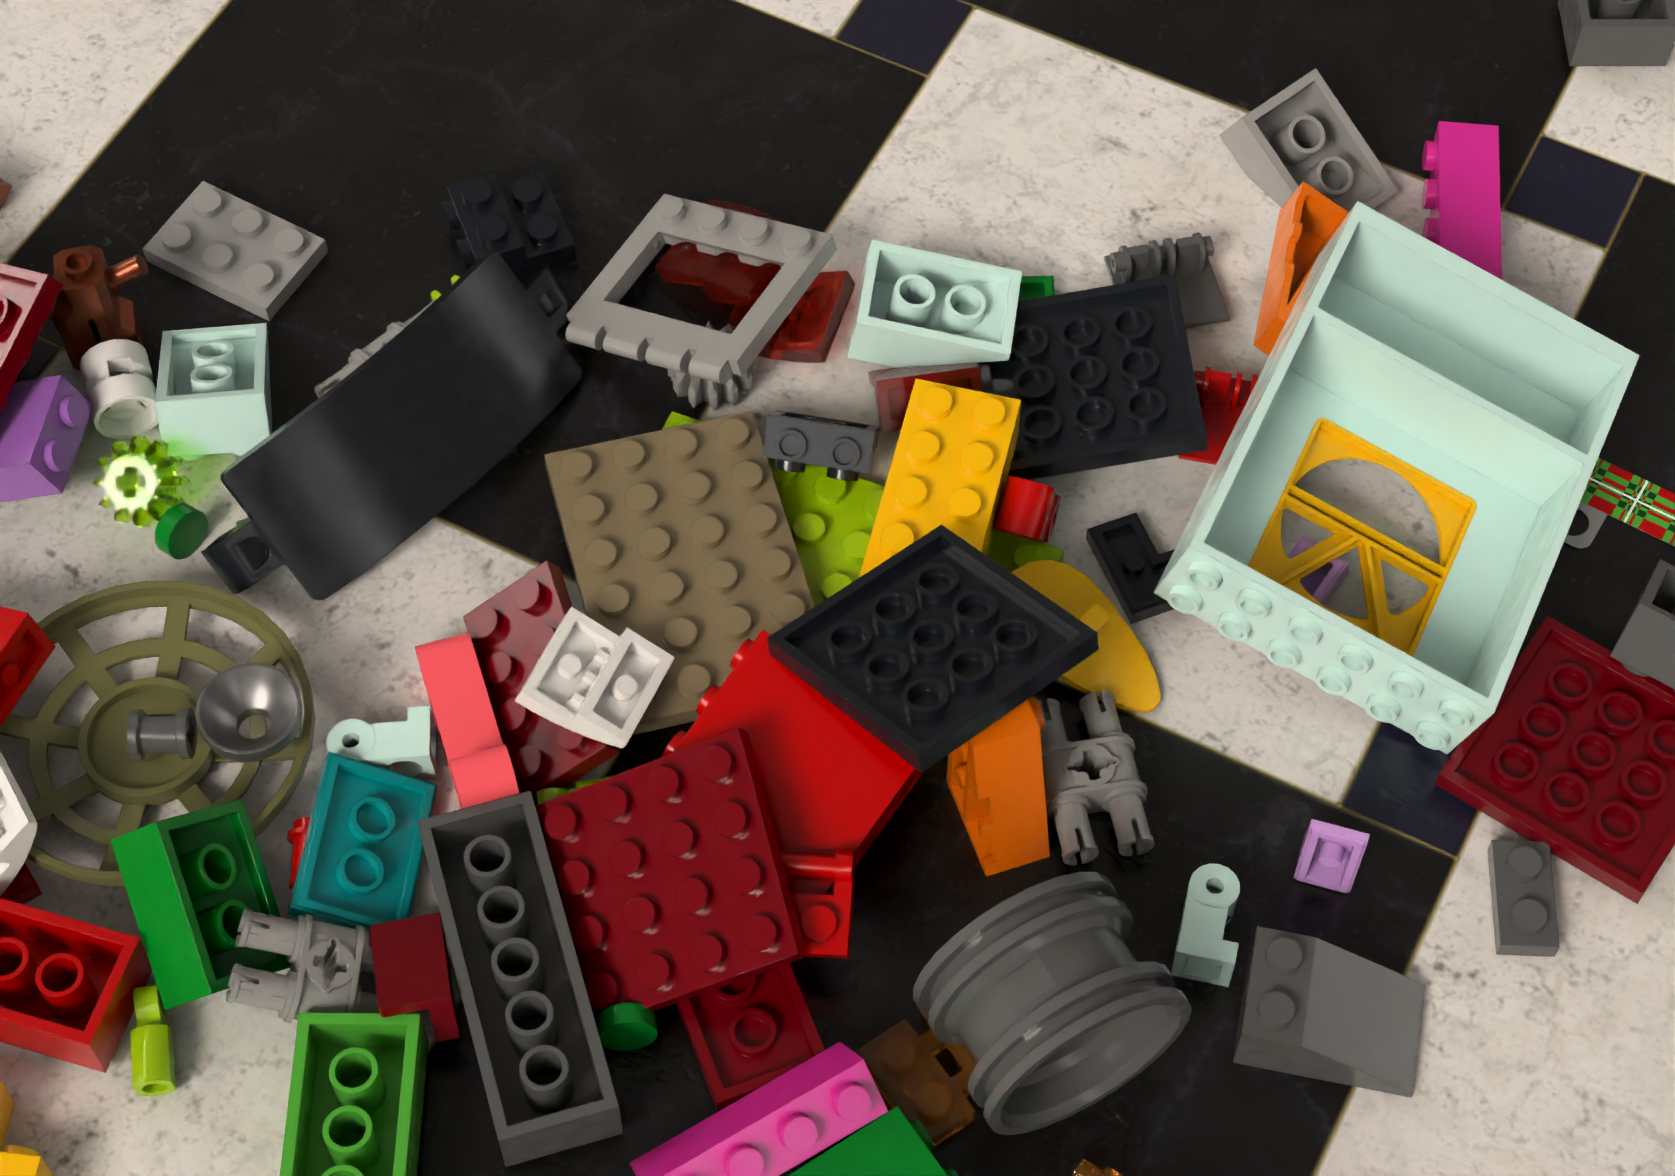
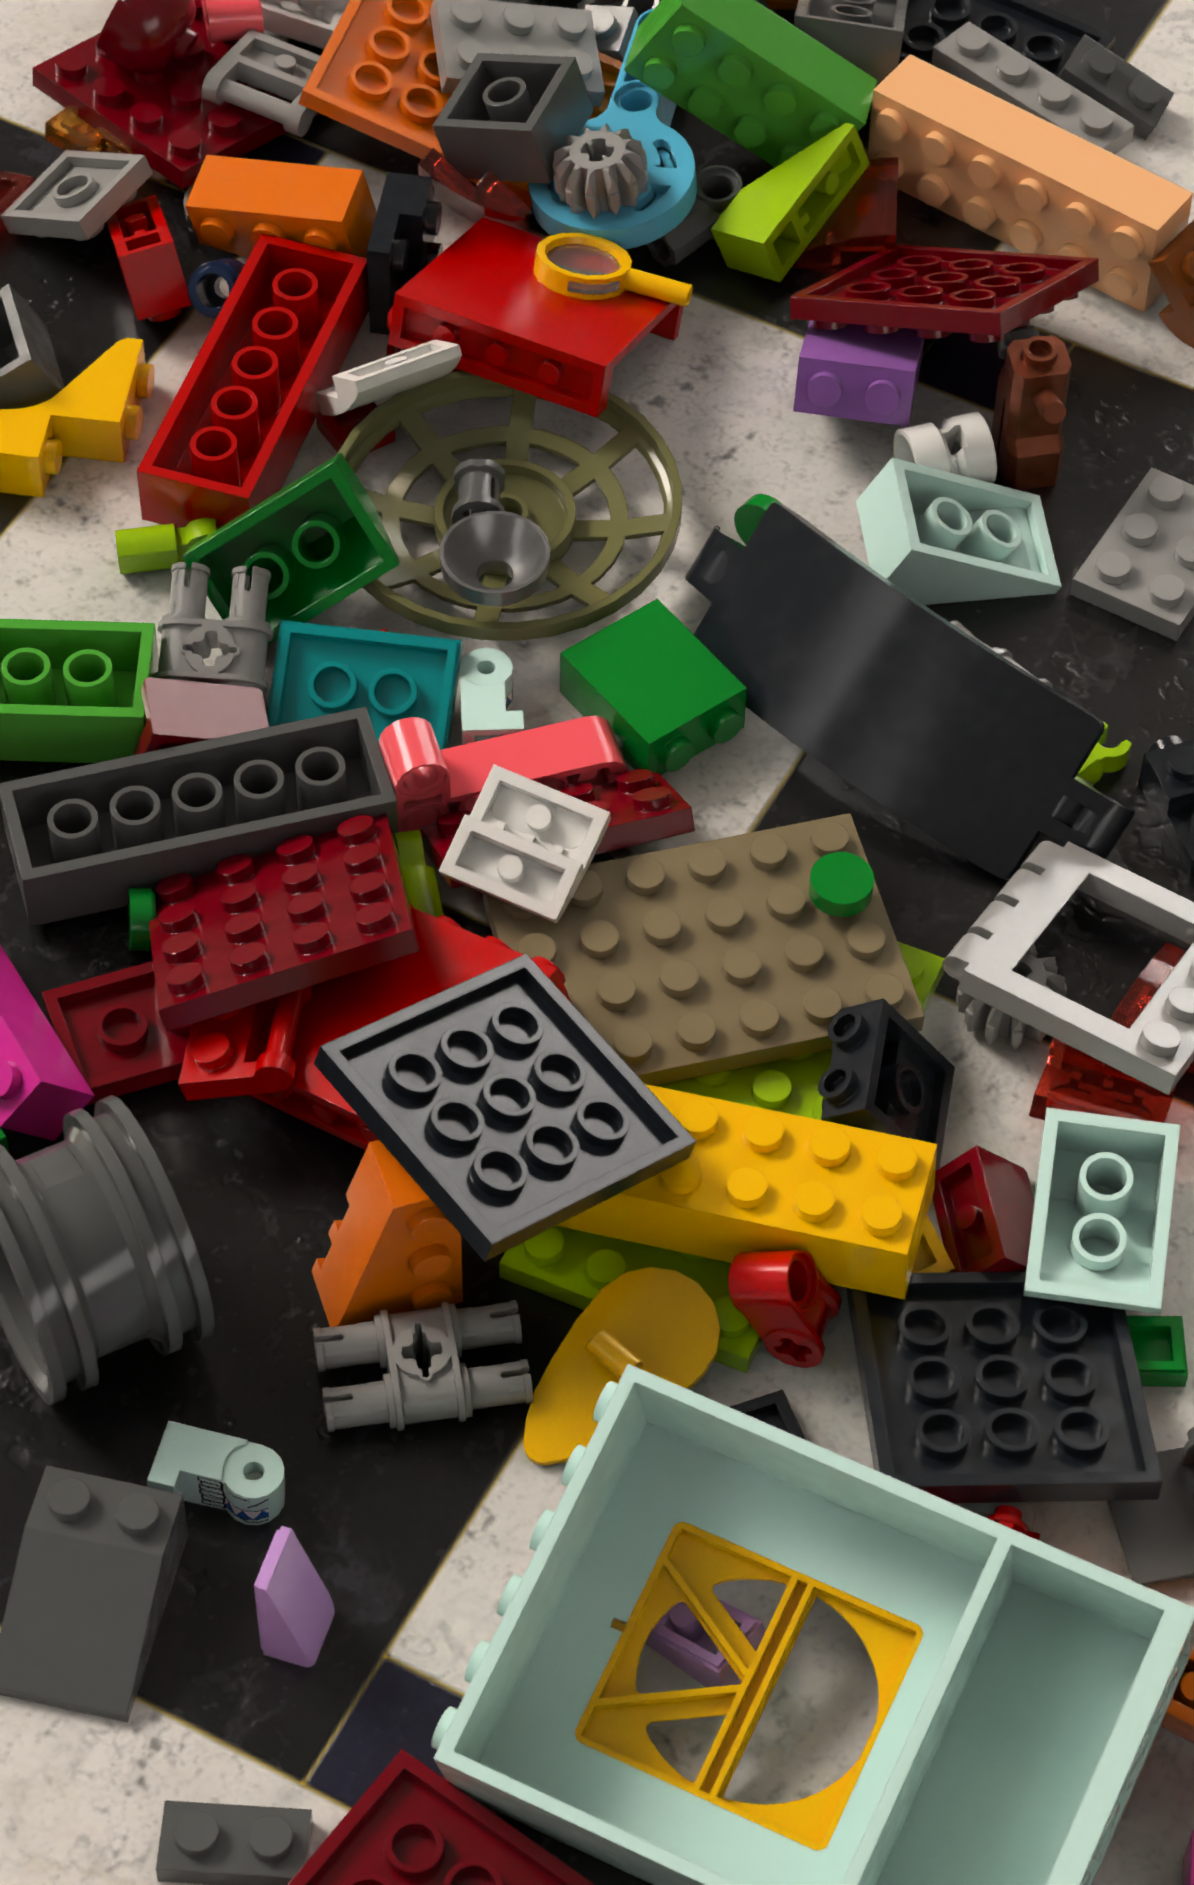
camera: 90 degrees right, 5 degrees down
(121, 477) = (818, 476): clear neon green gear -> none
(374, 613) = (654, 688): none -> green brick
(635, 451) = (841, 884): none -> green tile

